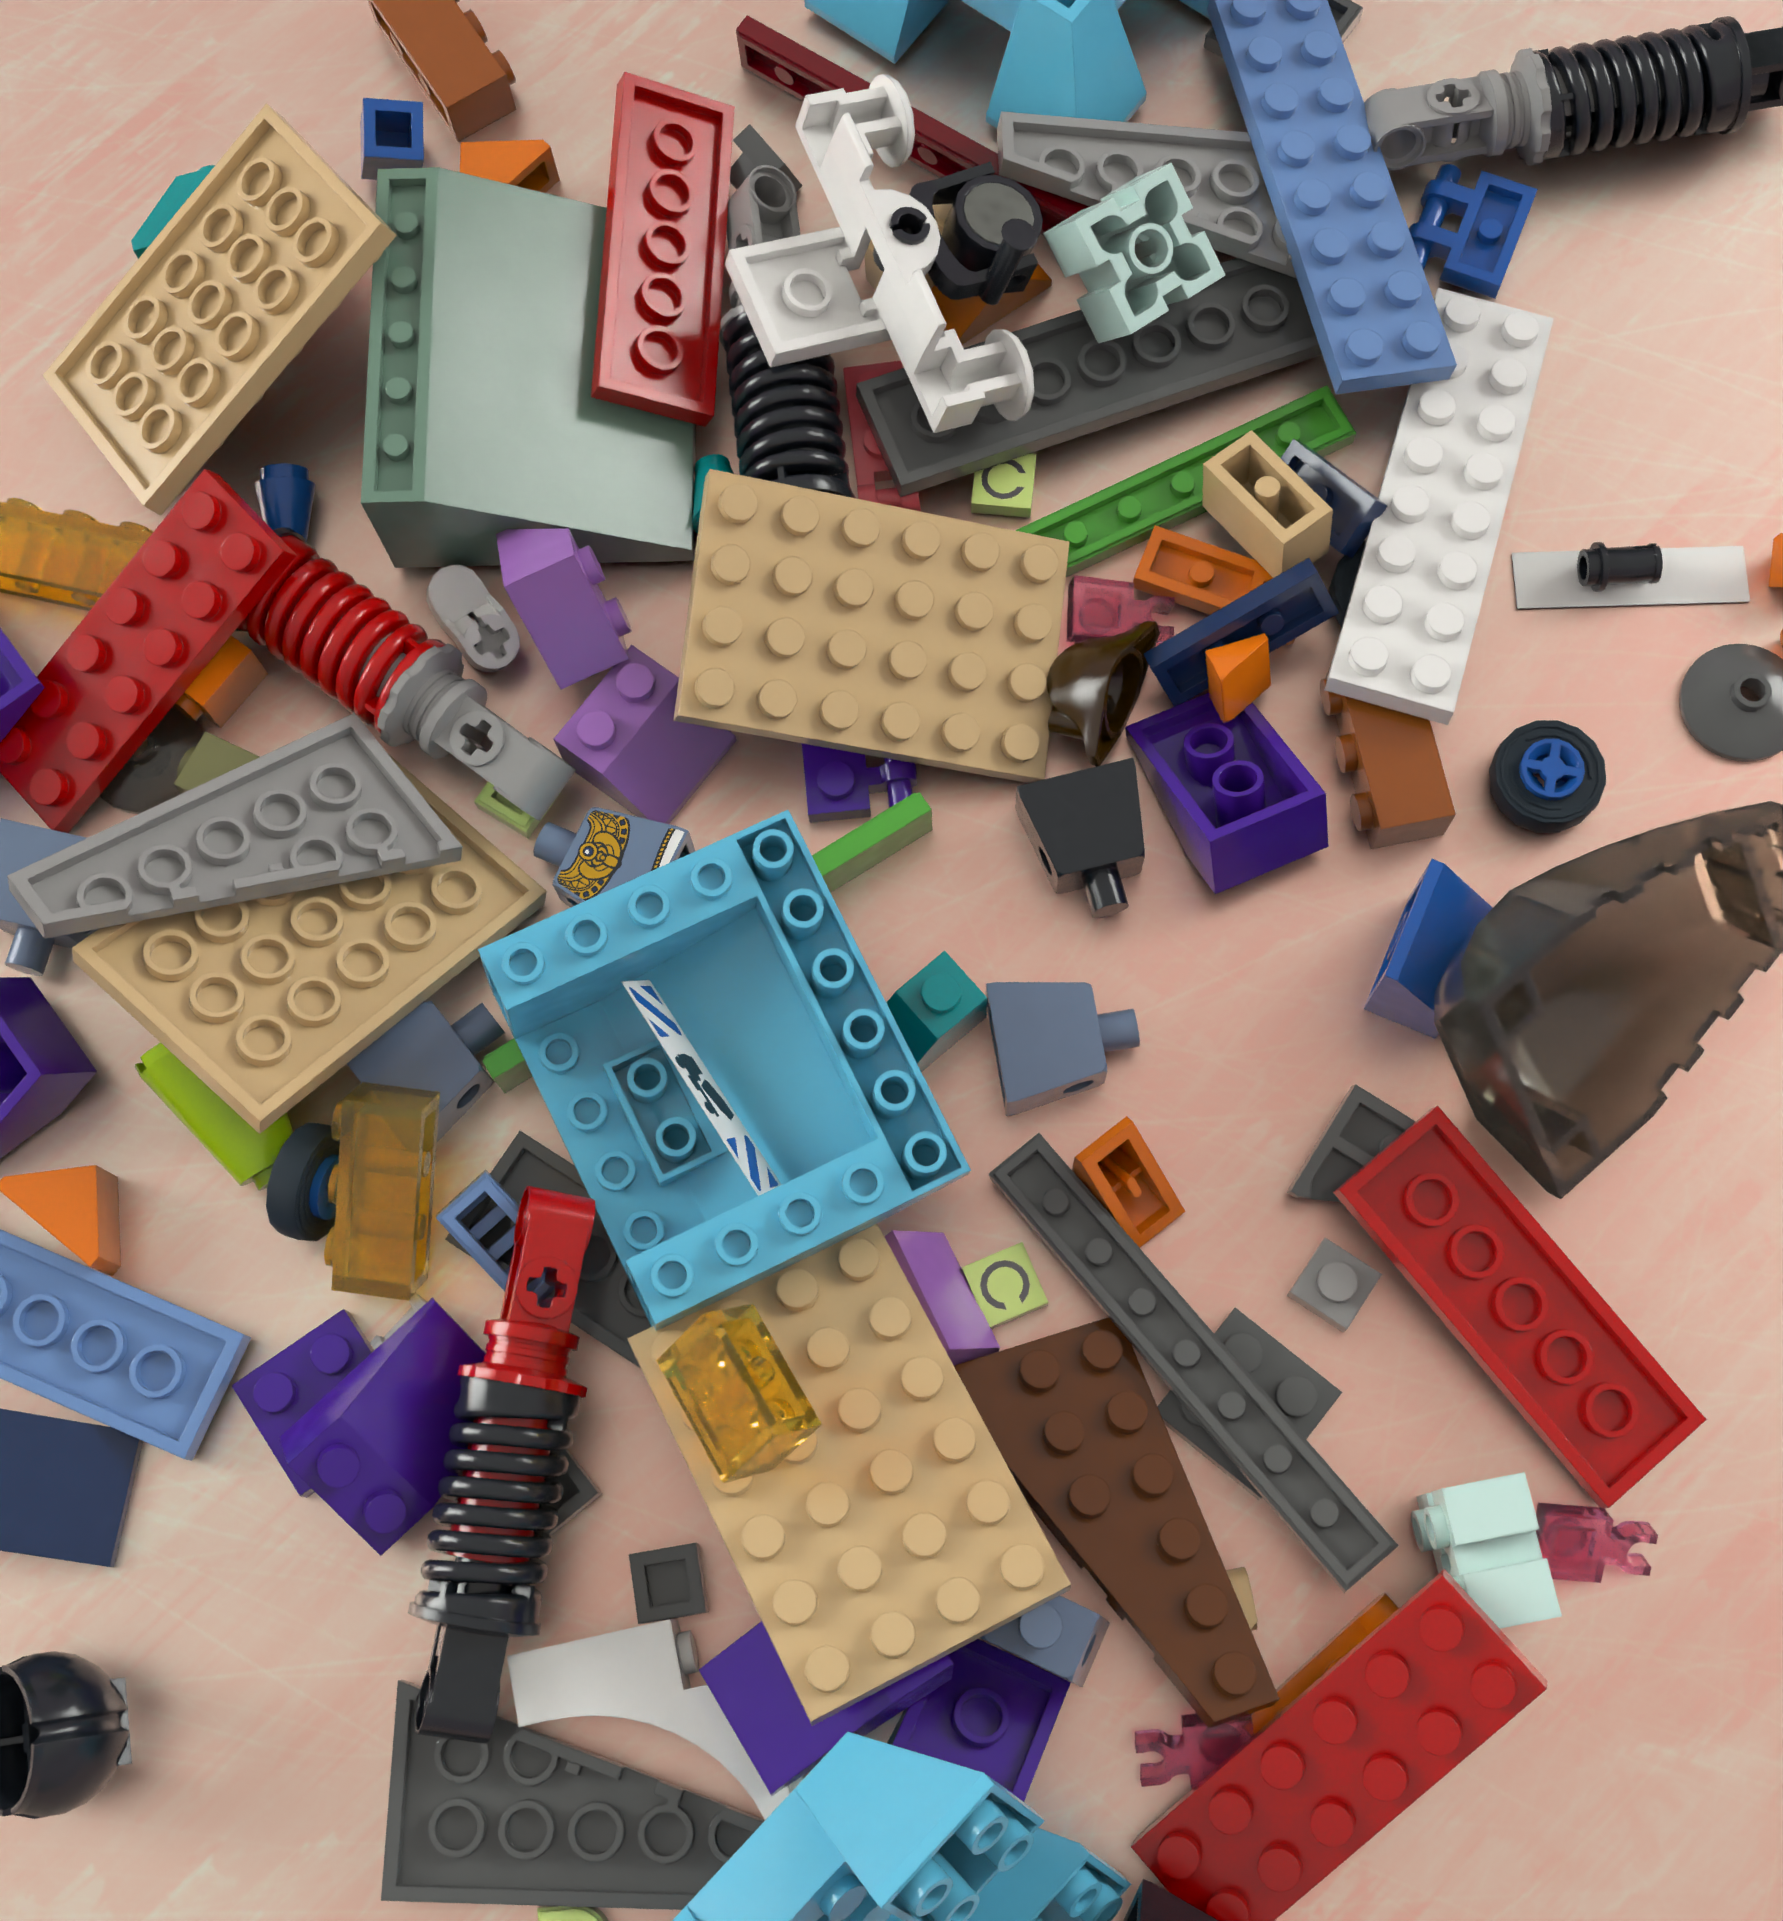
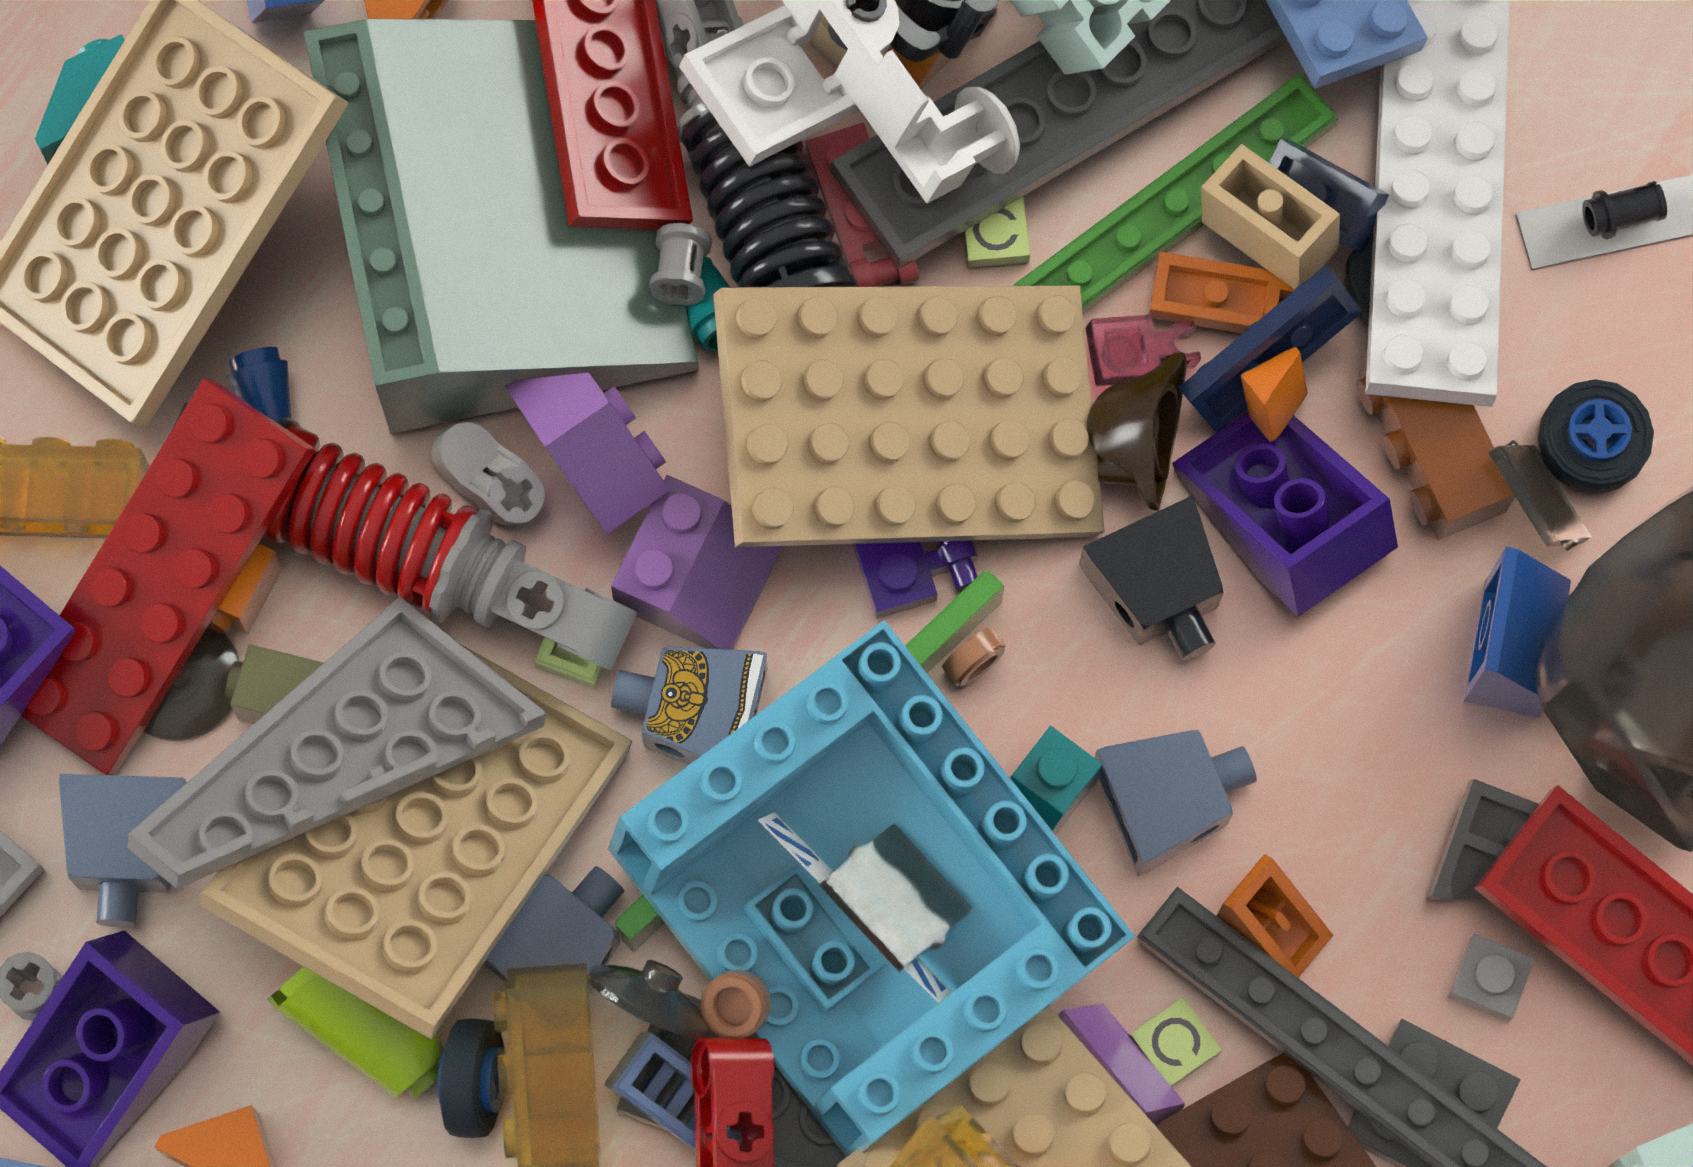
camera: 20 degrees left, 0 degrees up
(490, 1138) = (650, 996): none -> clear smoke dish
(572, 1160) = (736, 1004): none -> nougat tile
(692, 453) = (680, 264): none -> light grey bush
(742, 1085) = (896, 897): none -> clear smoke piece
(890, 874) = (974, 657): none -> nougat tile
(1479, 821) = (1540, 495): none -> clear smoke piece

